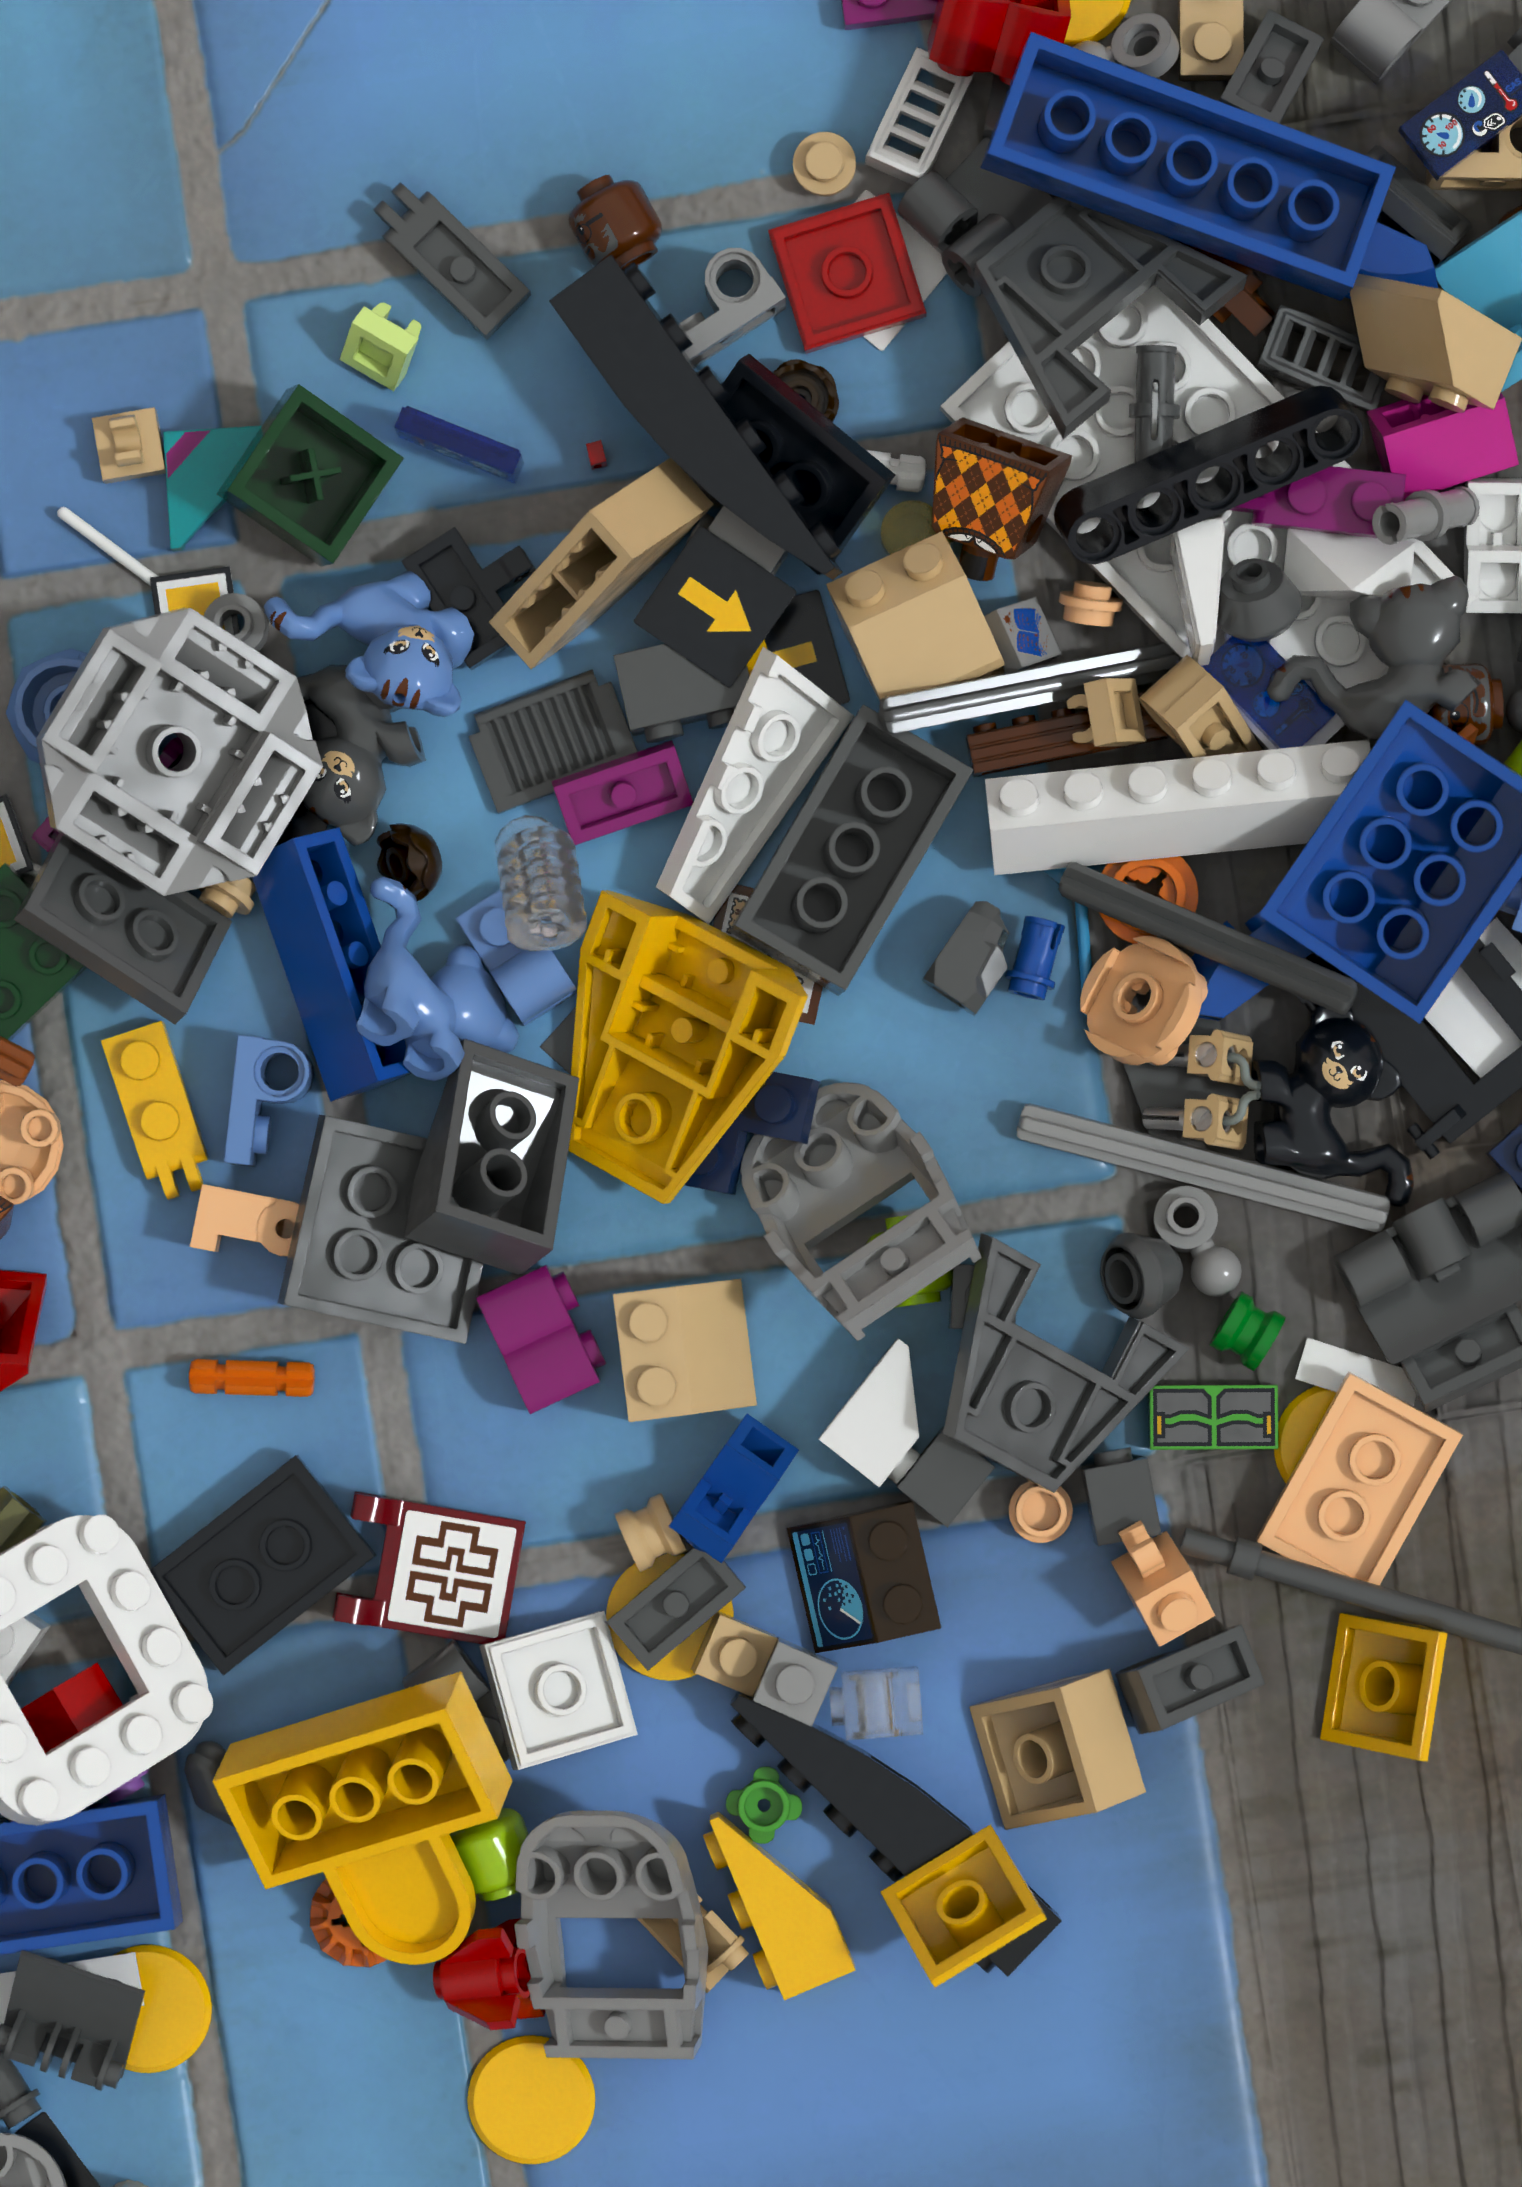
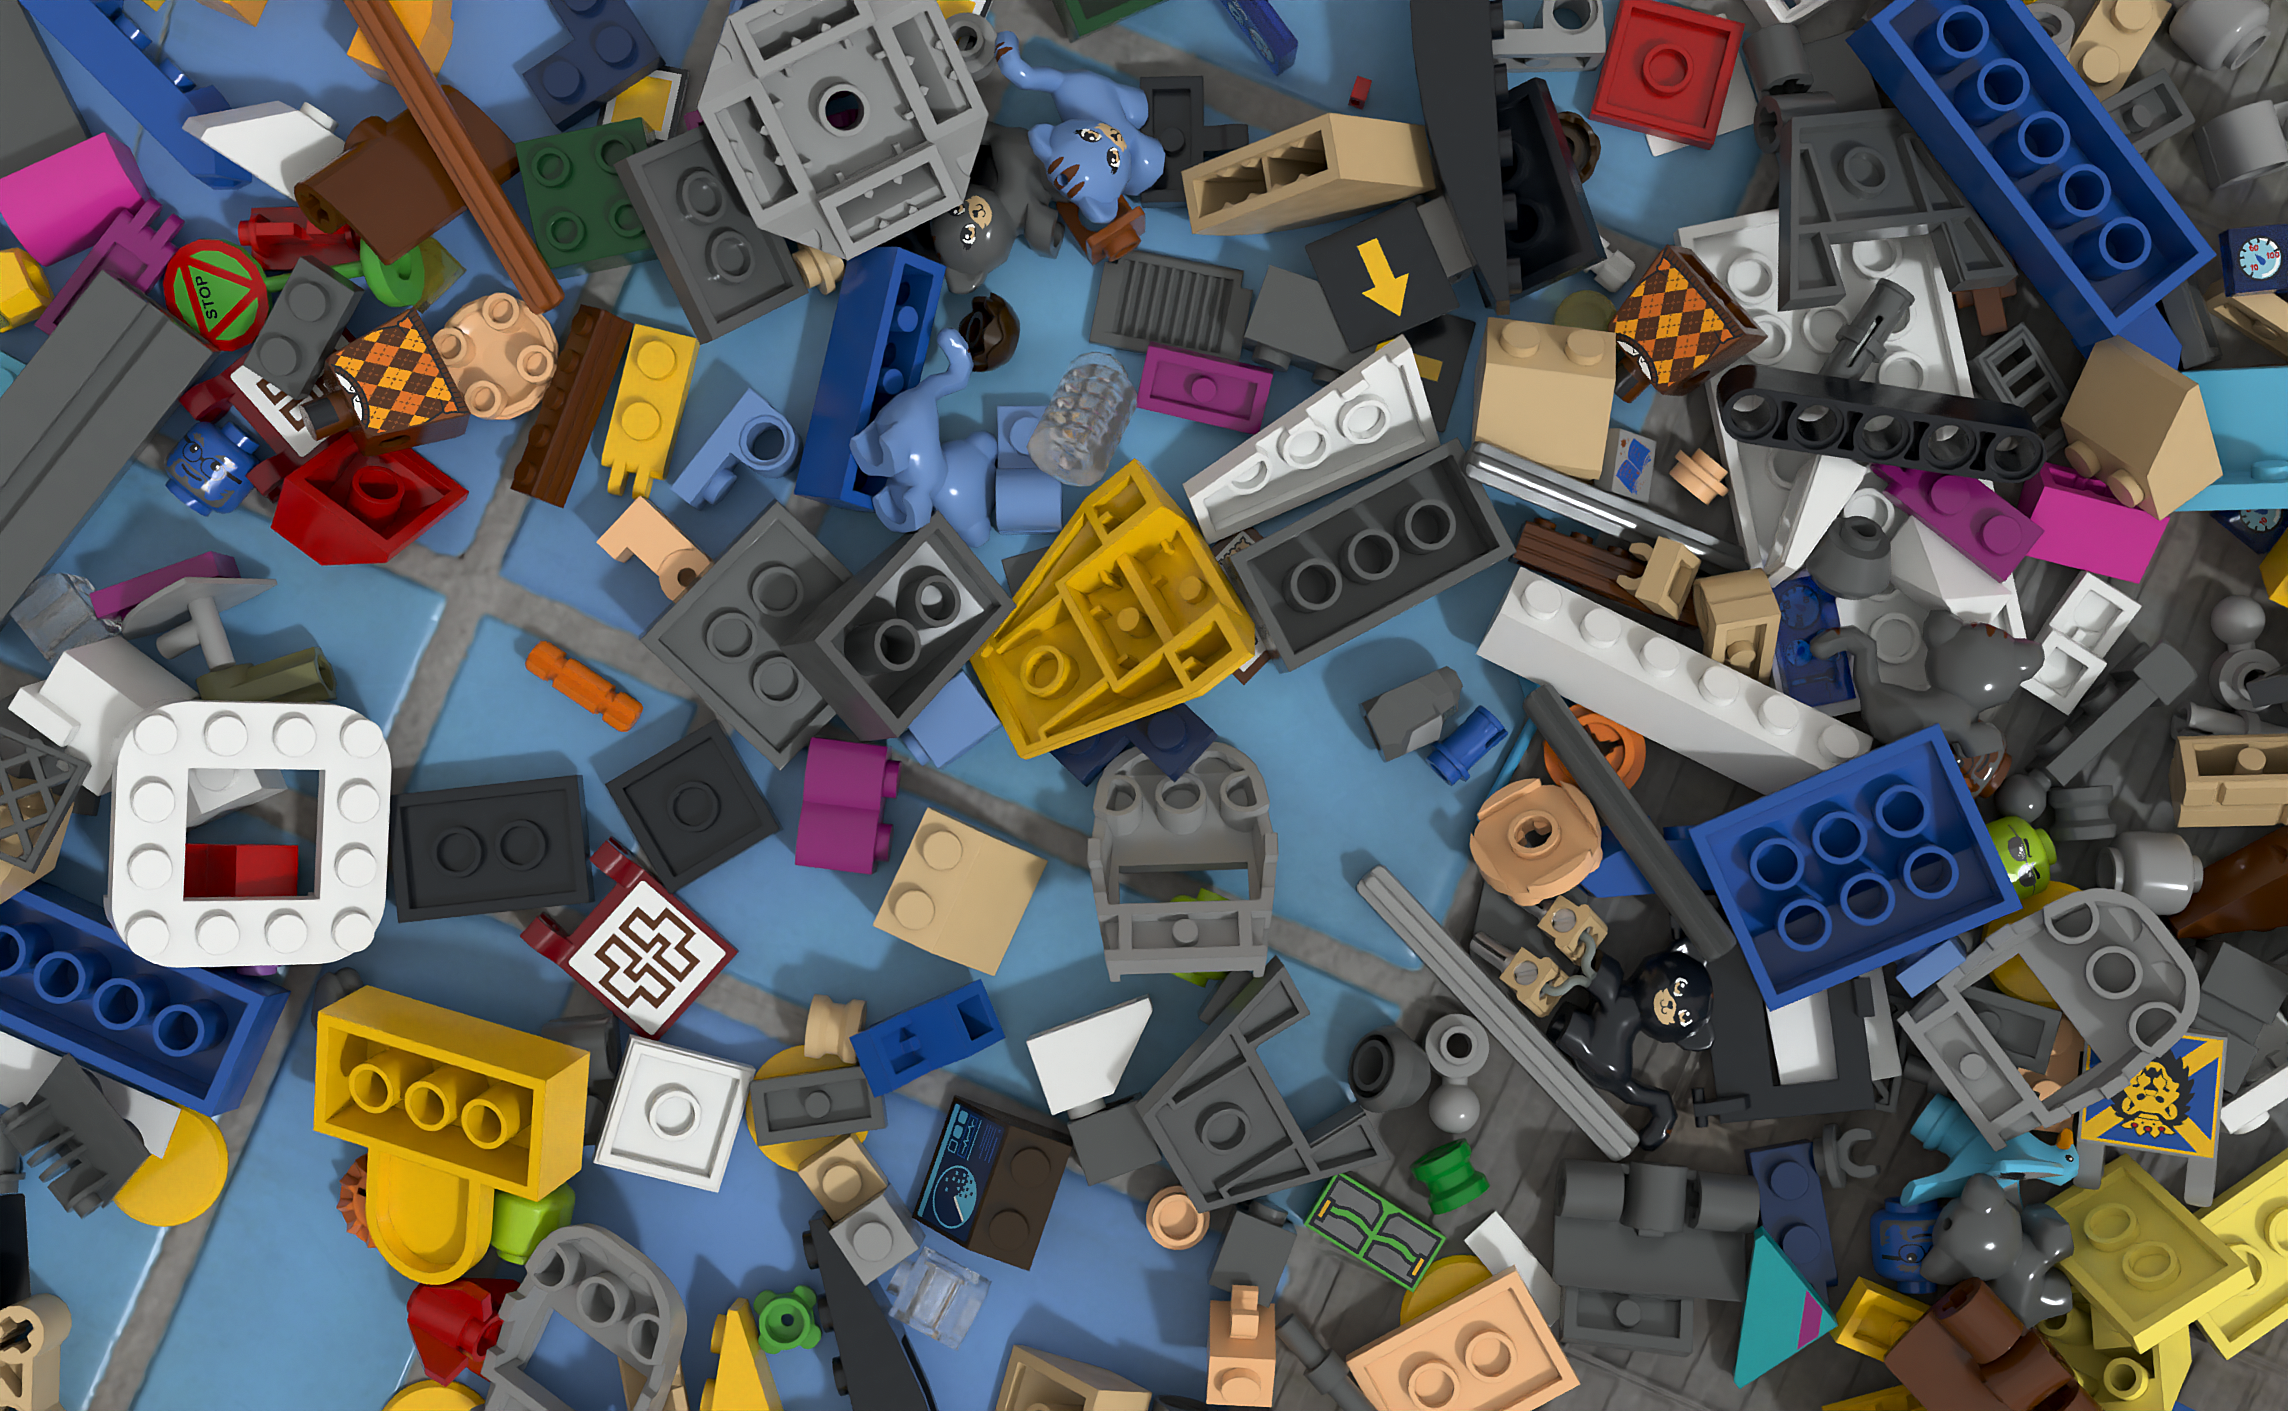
camera: 30 degrees right, 0 degrees up
(91, 1144) = (571, 405): none -> reddish brown piece
(411, 1420) = (694, 806): none -> black plate
(466, 719) = (1111, 241): none -> dark orange bracket
(587, 1212) = (951, 723): none -> medium blue brick
(1425, 515) = (2039, 575): light grey pin -> none

